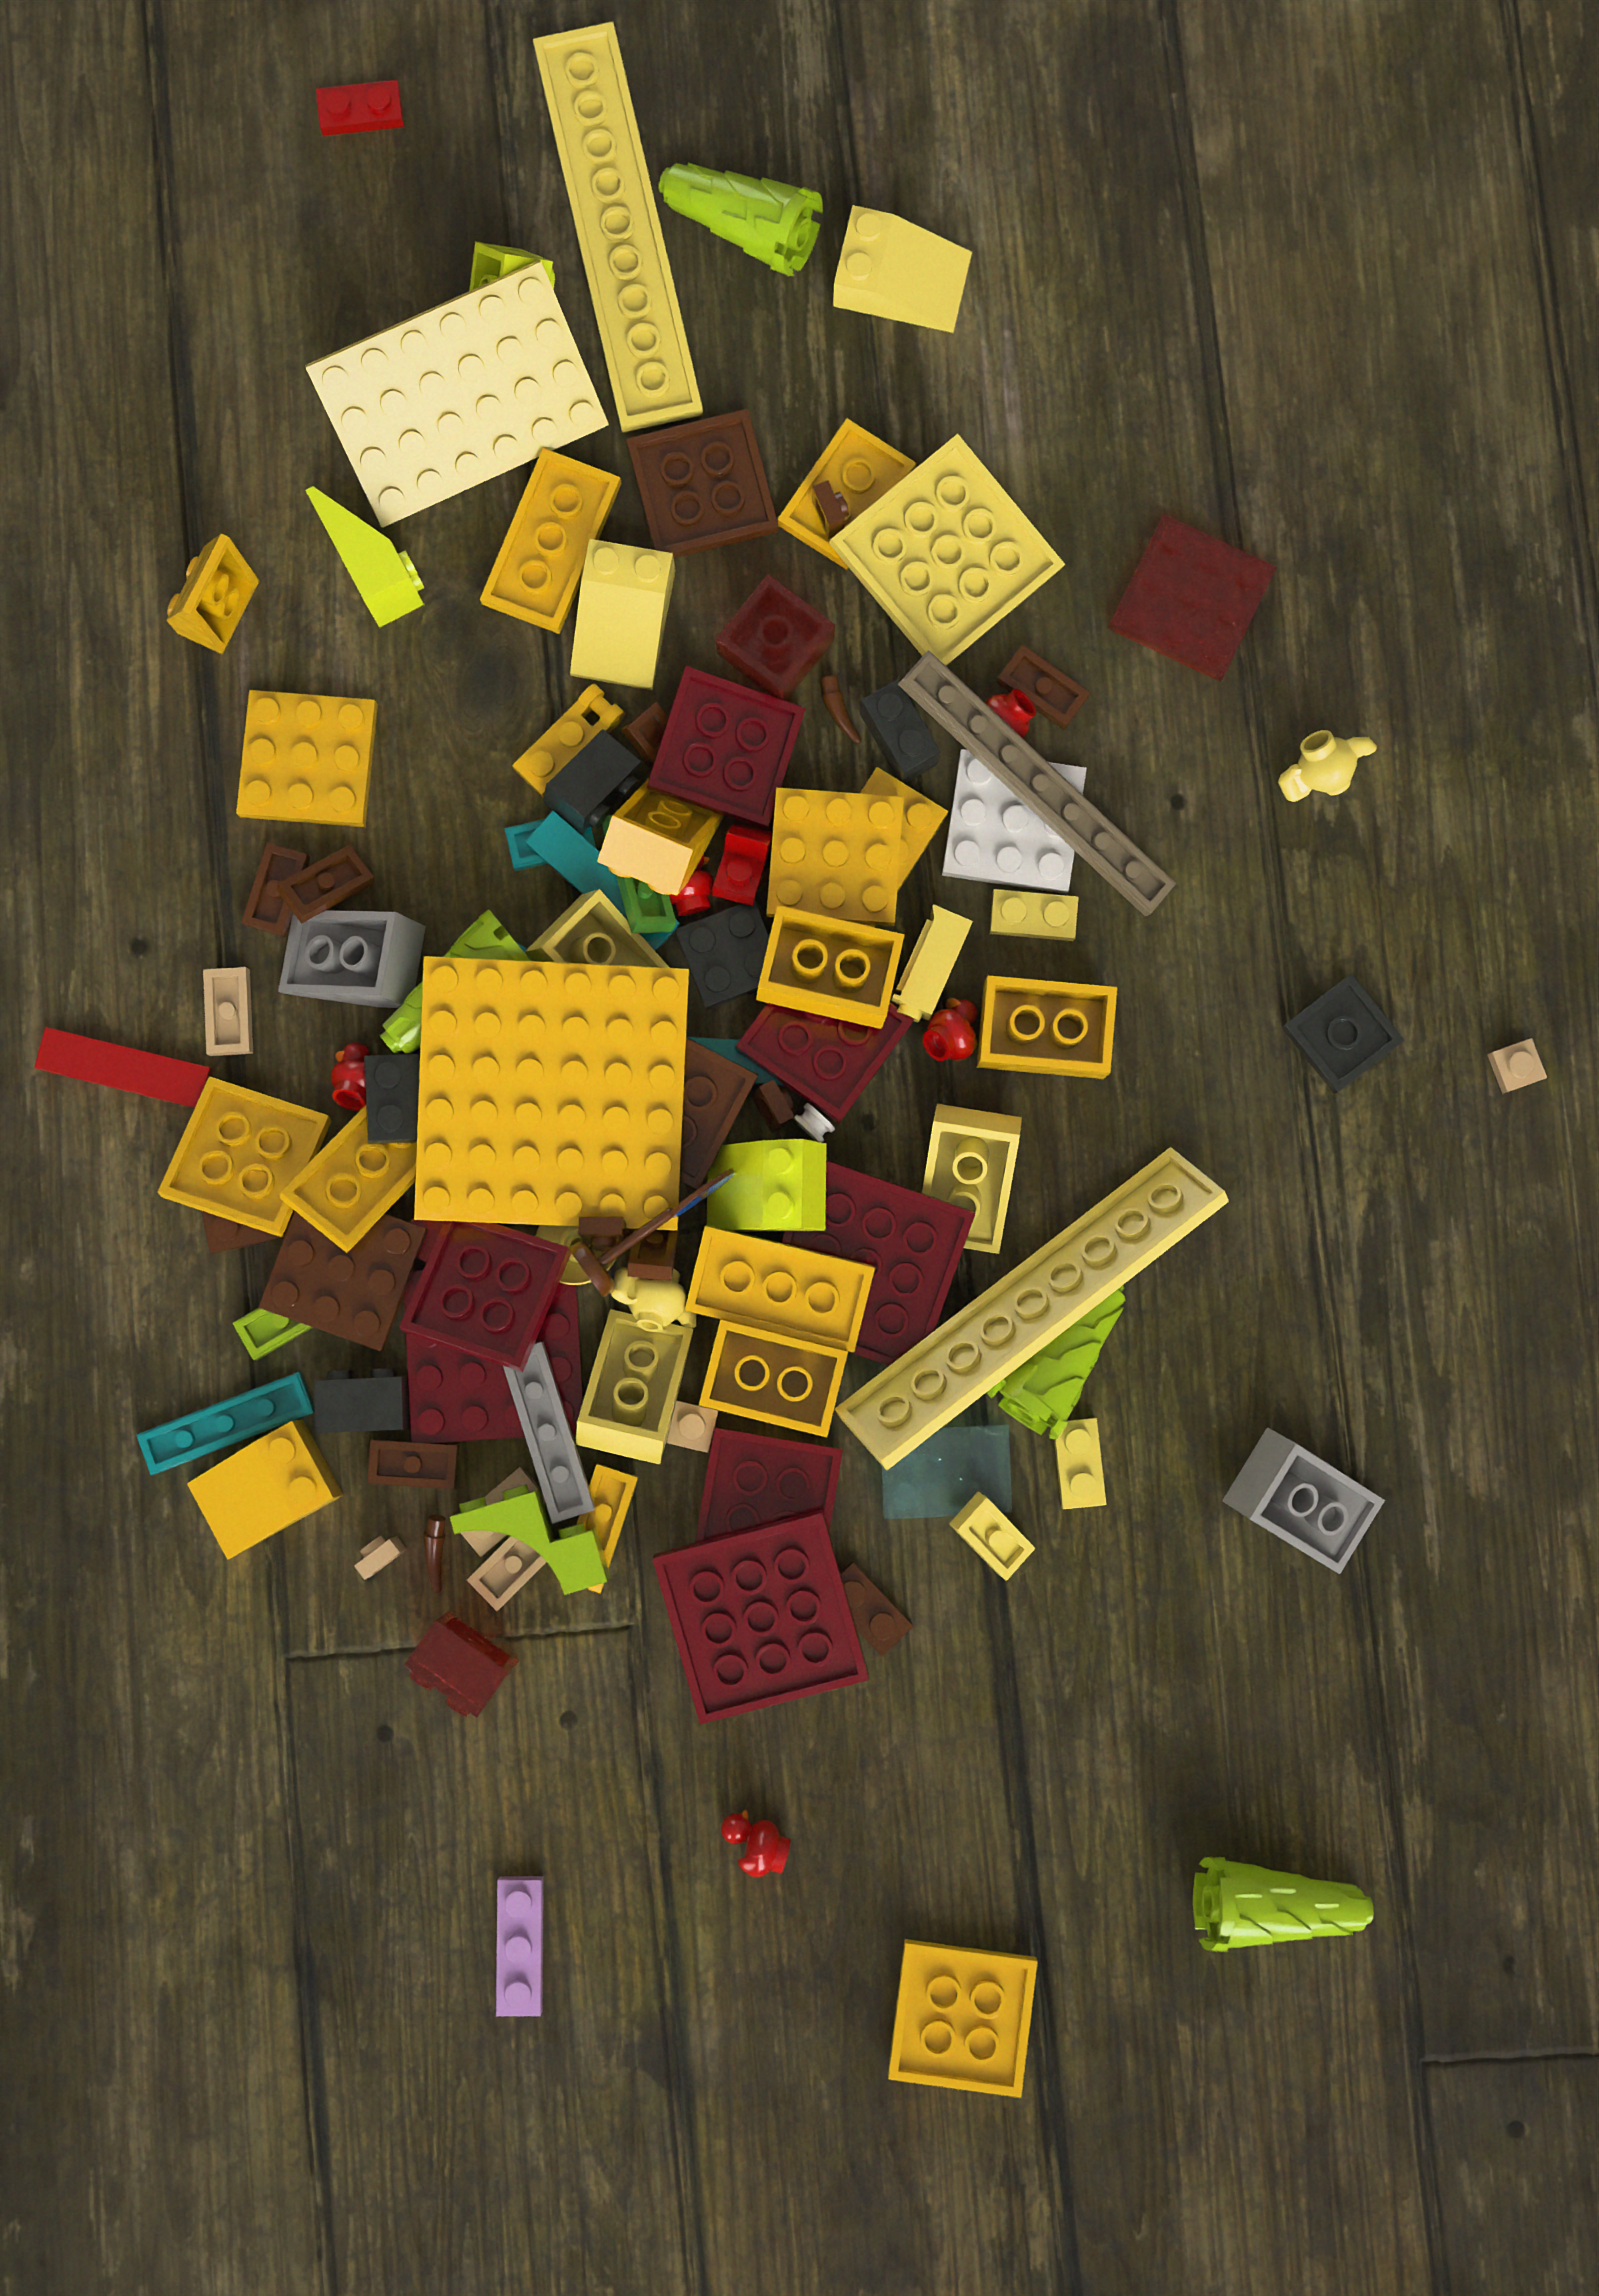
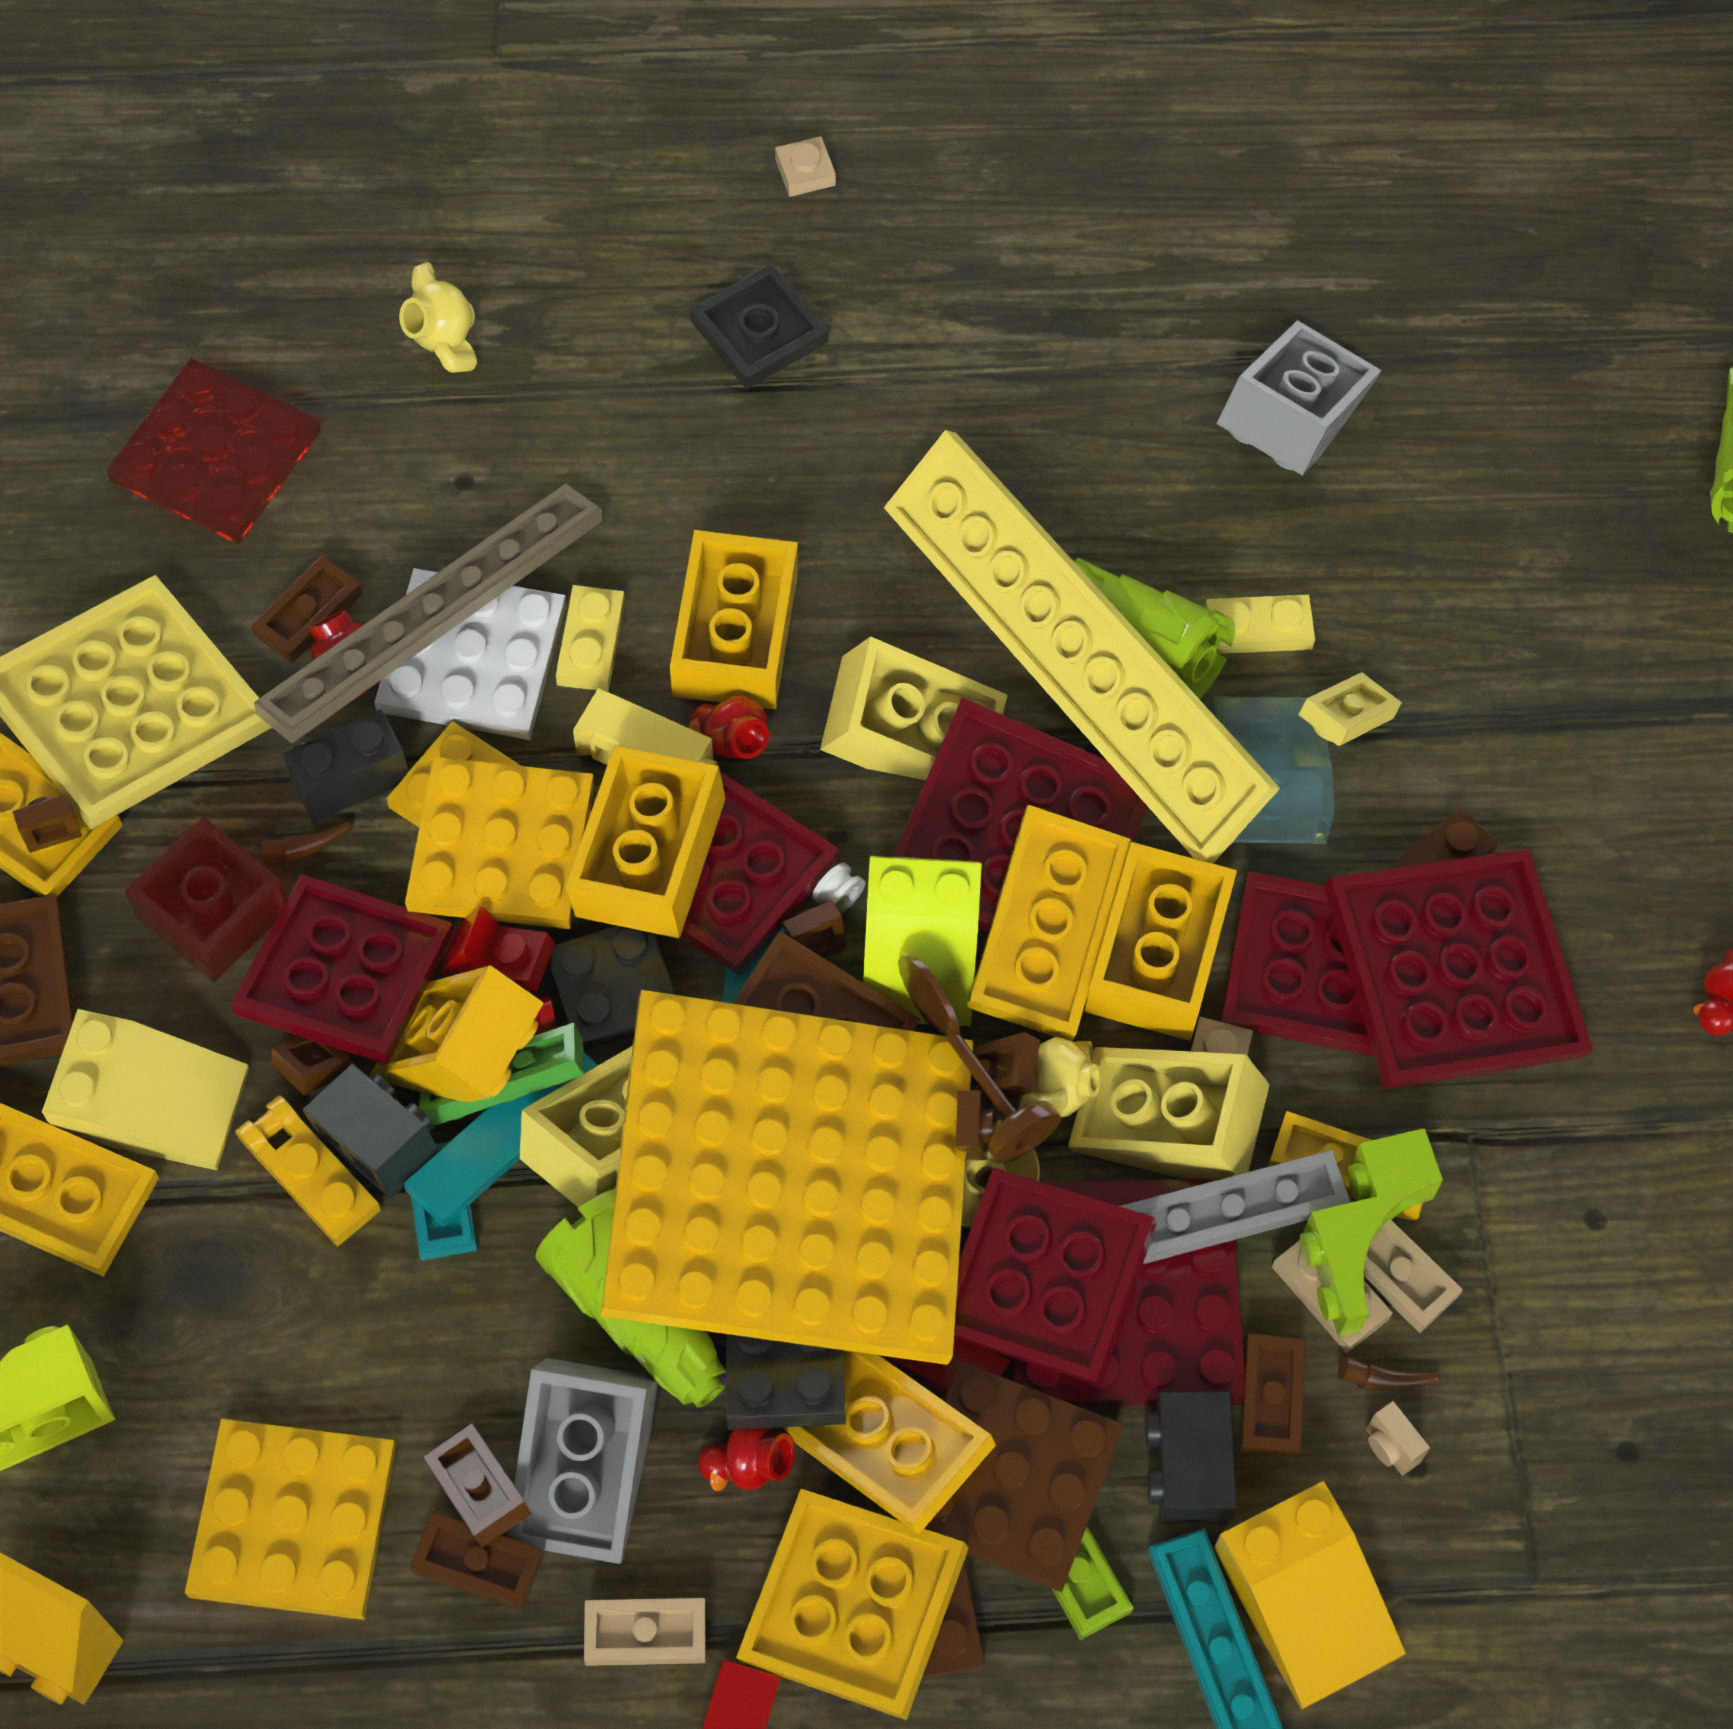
camera: 90 degrees left, 20 degrees down
(460, 1665) = (1537, 1326): clear red brick -> none

